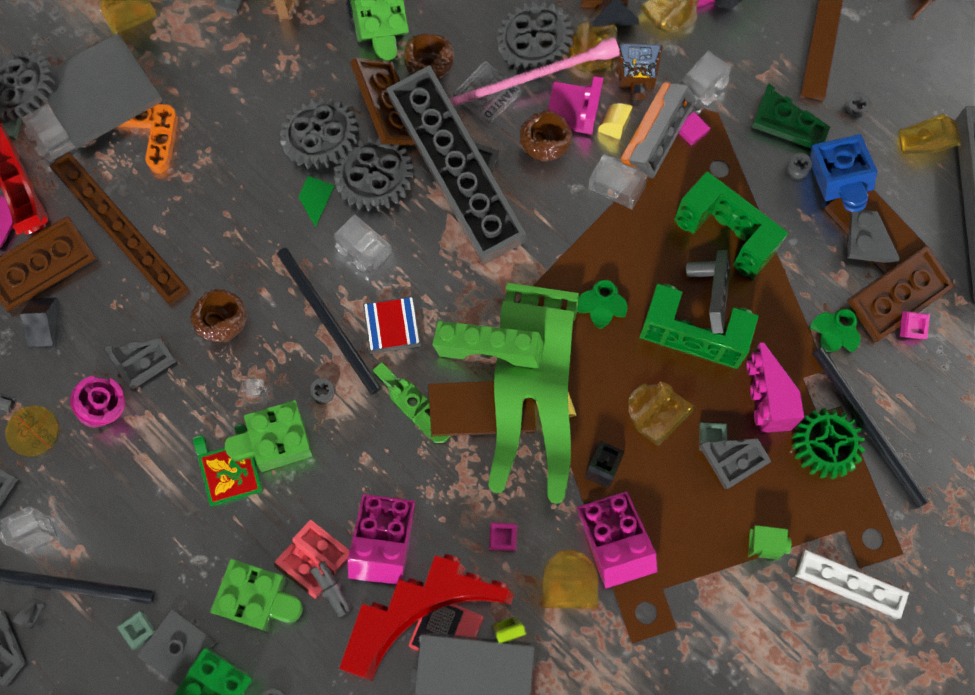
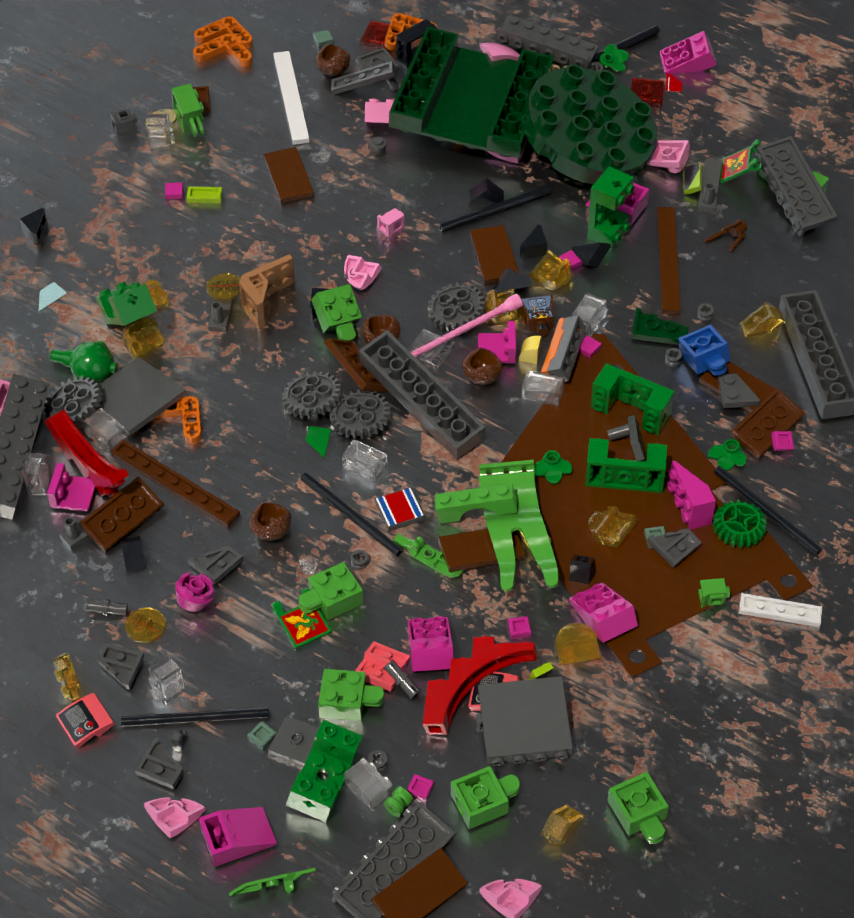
camera: 10 degrees left, 20 degrees down
(52, 28) = (87, 360): none -> green piece

